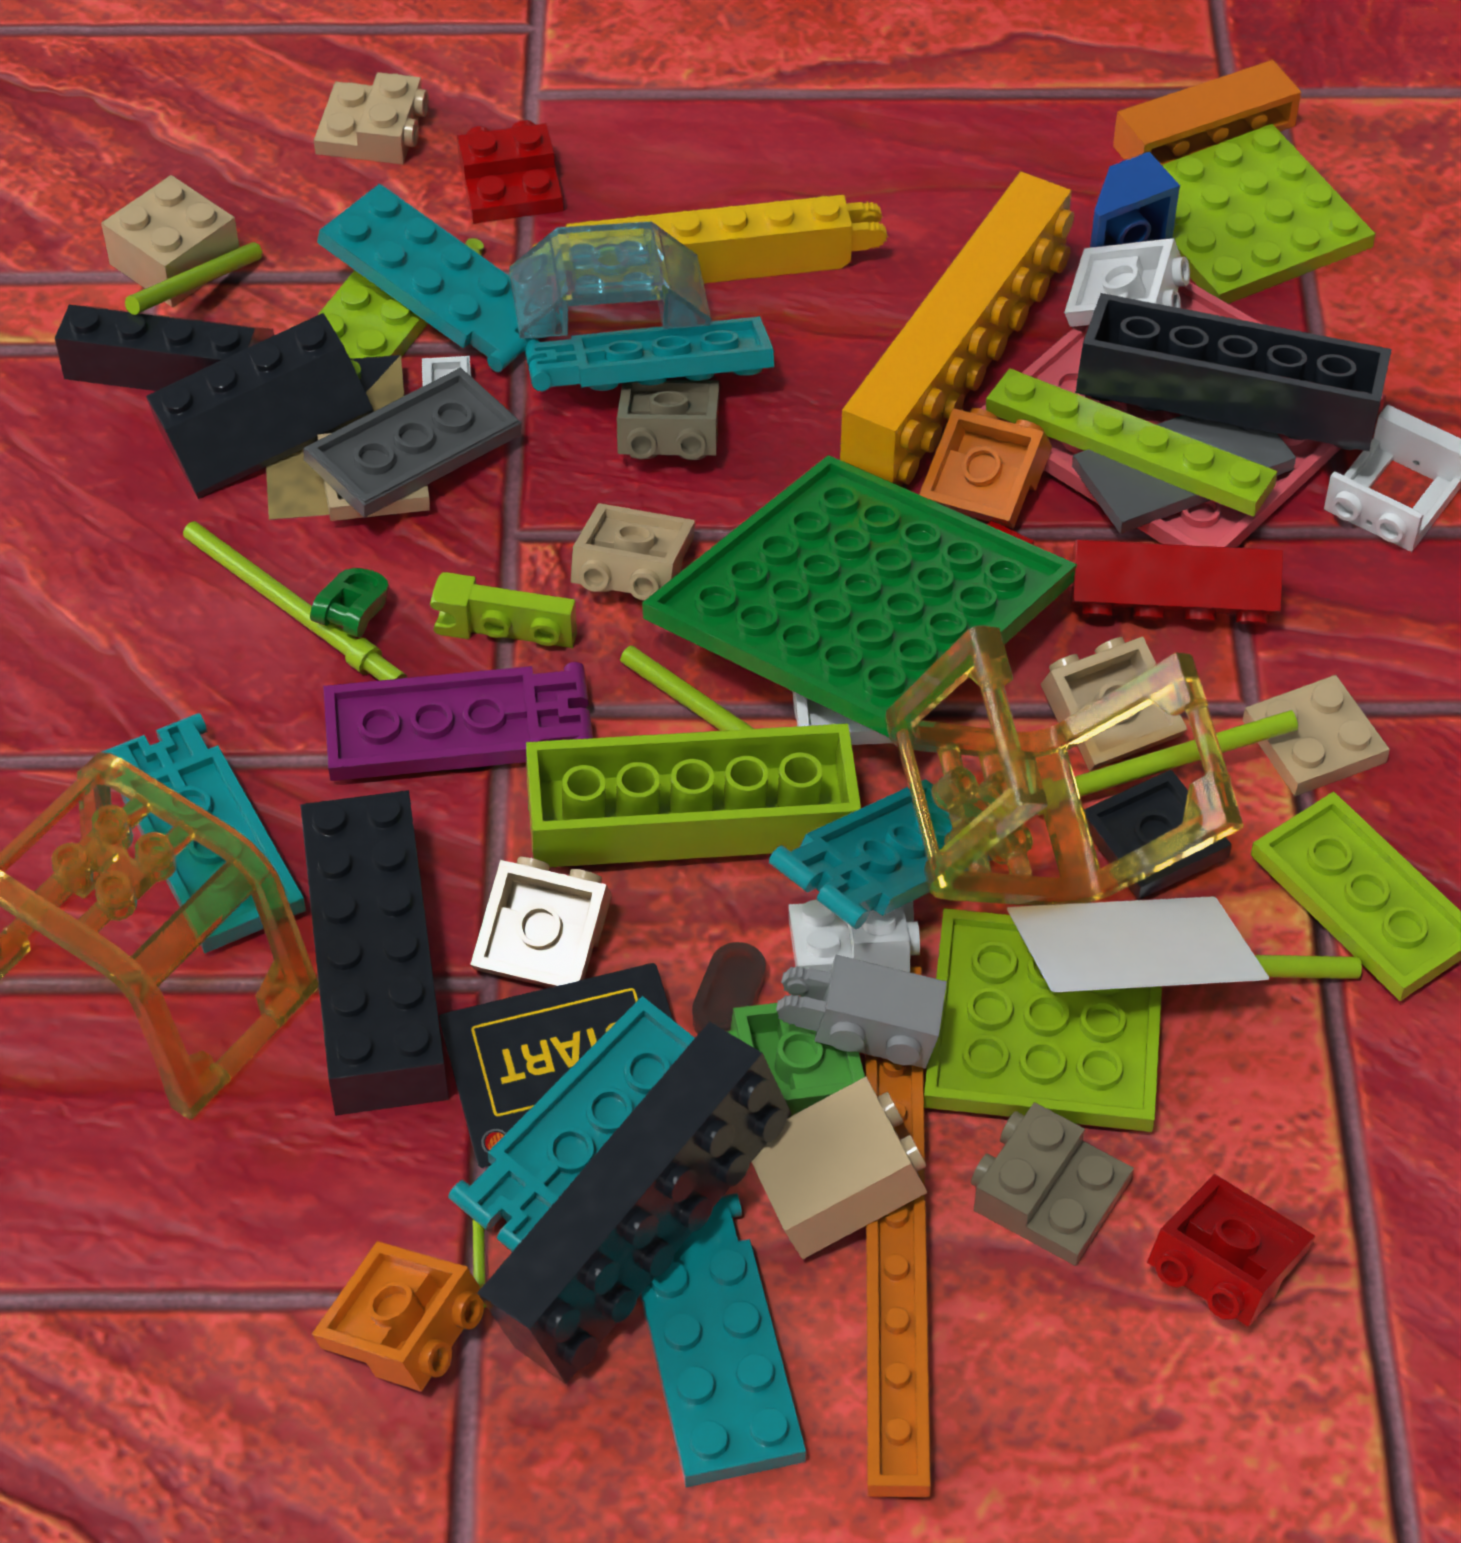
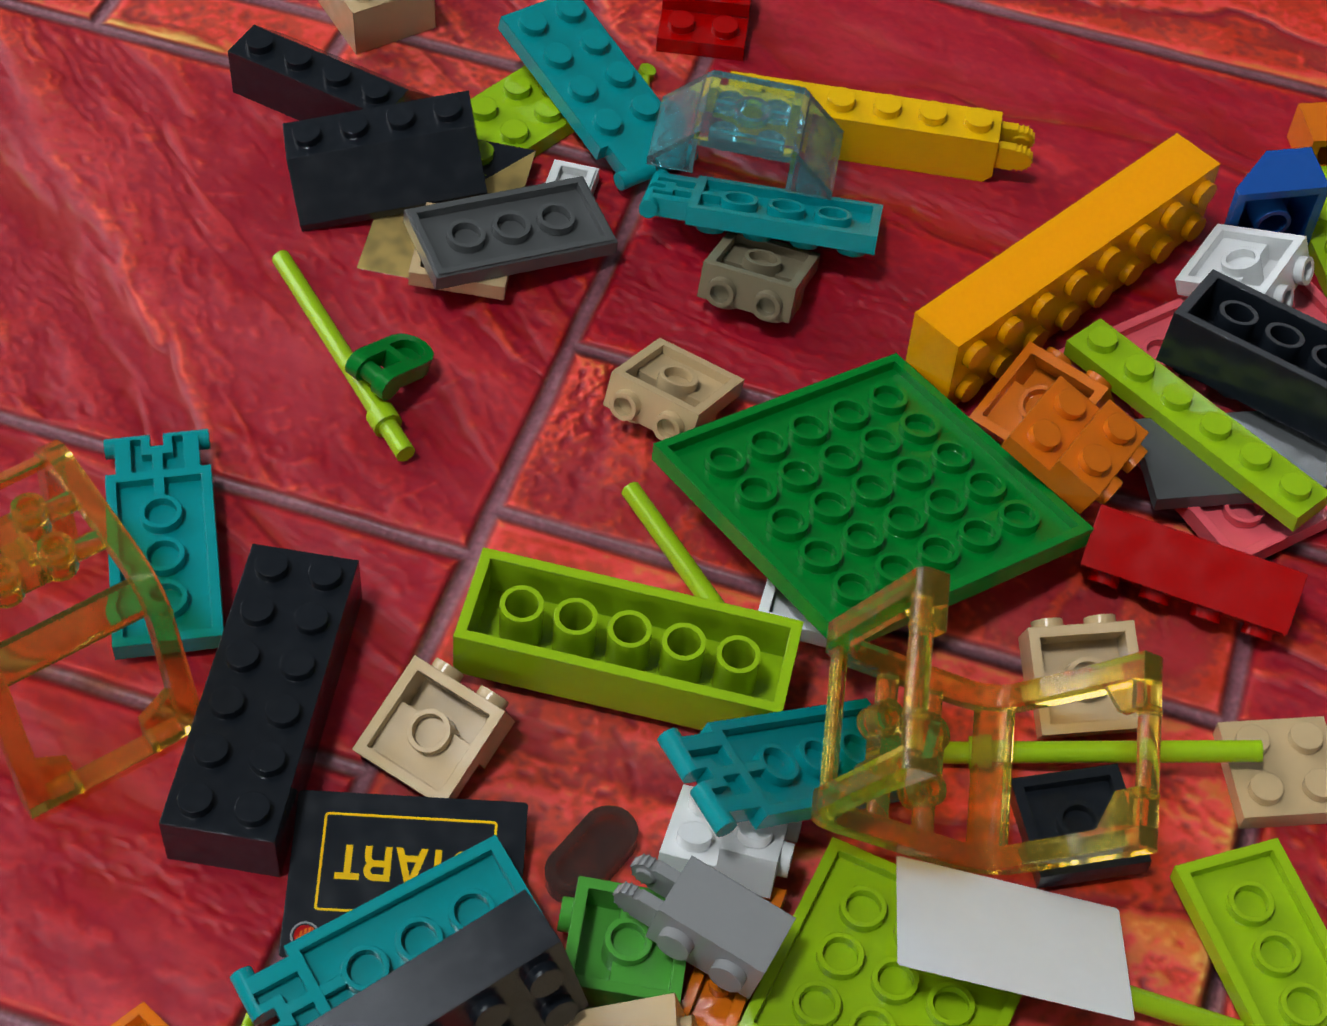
camera: 15 degrees right, 0 degrees up
(193, 278) = (376, 31): lime bar -> none
(451, 720) = (437, 504): magenta hinge -> none
(501, 612) = (526, 415): lime plate -> none
(1034, 492) = (1077, 445): none -> orange plate

